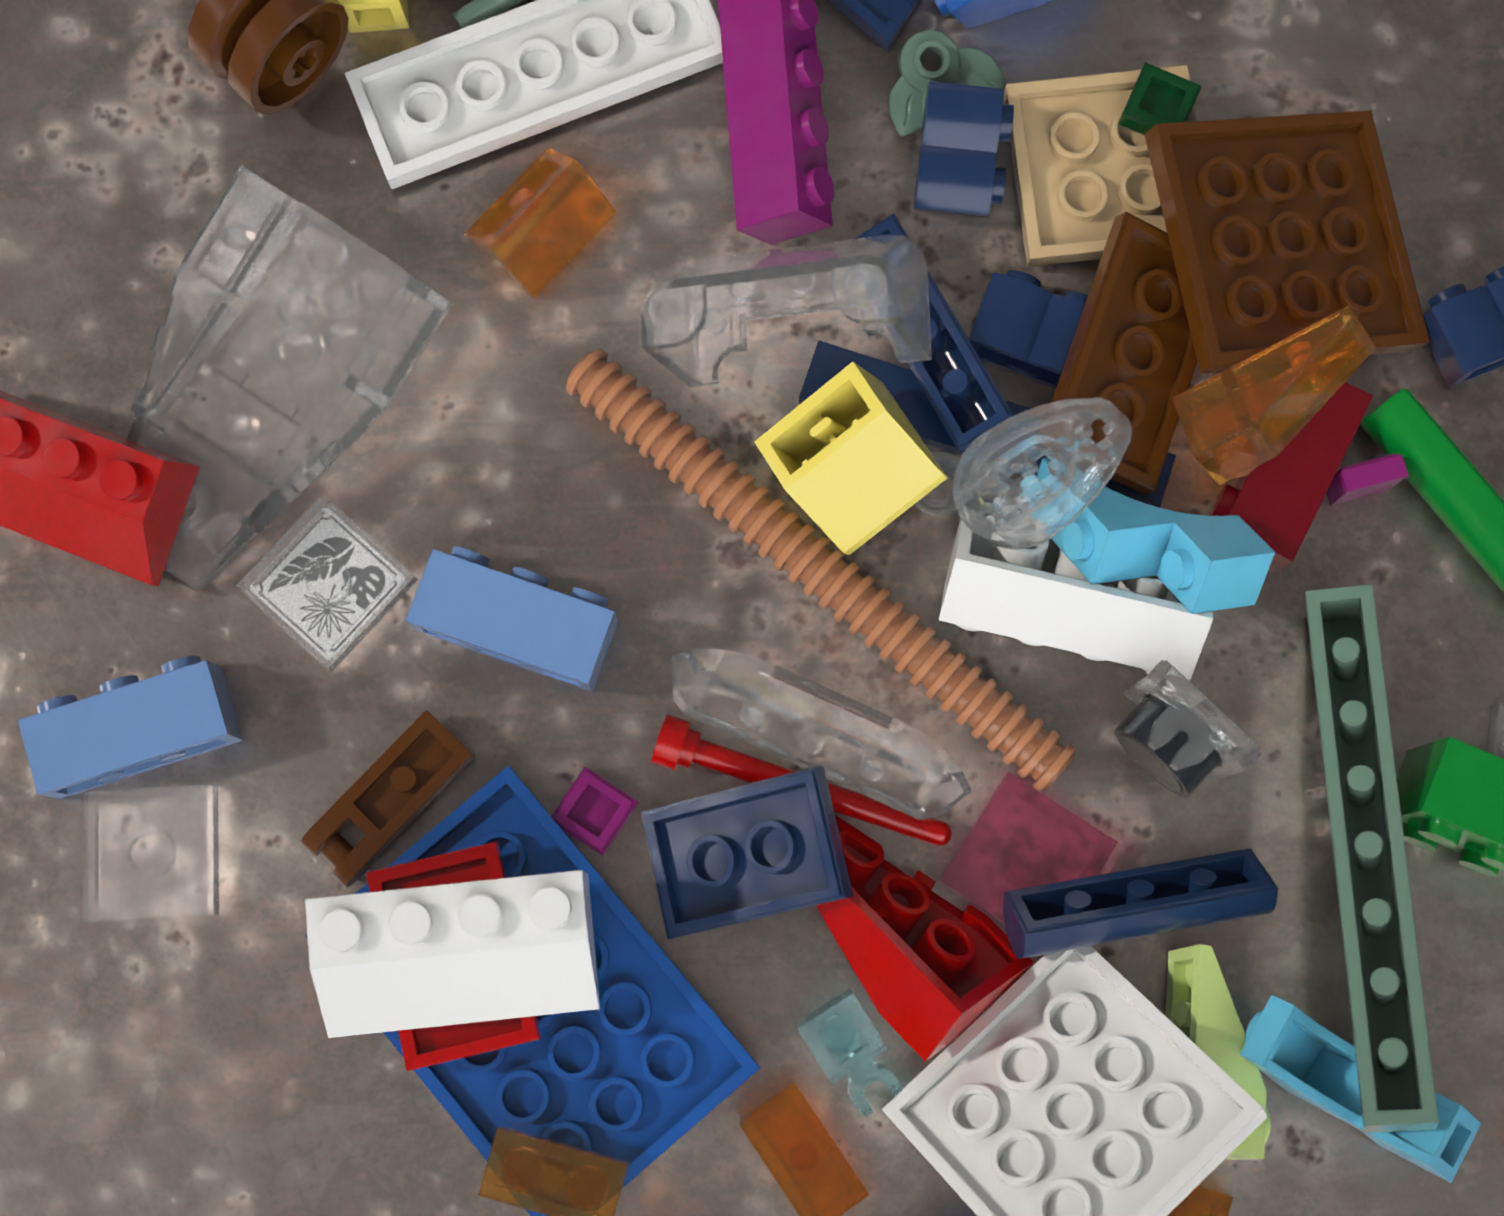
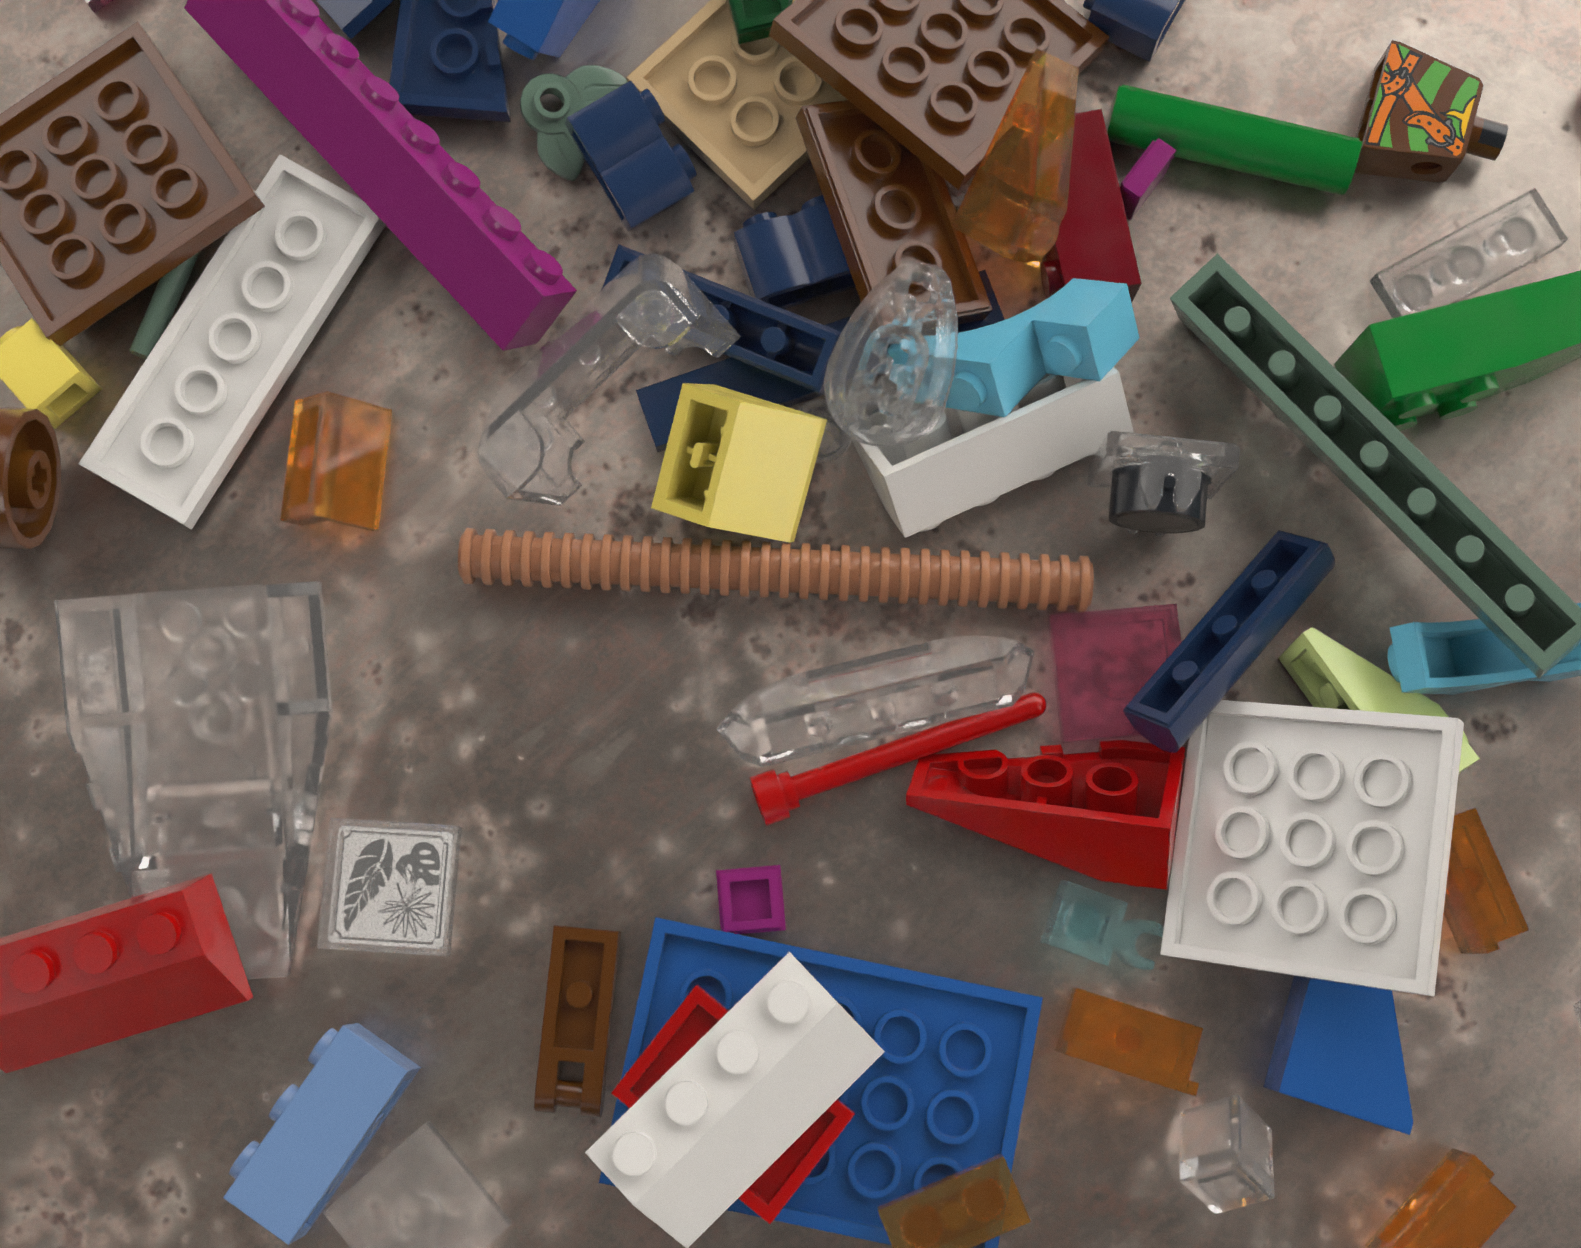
camera: 35 degrees left, 0 degrees up
(513, 617) = (565, 796): medium blue brick -> none
(746, 853) = (900, 837): dark blue tile -> none

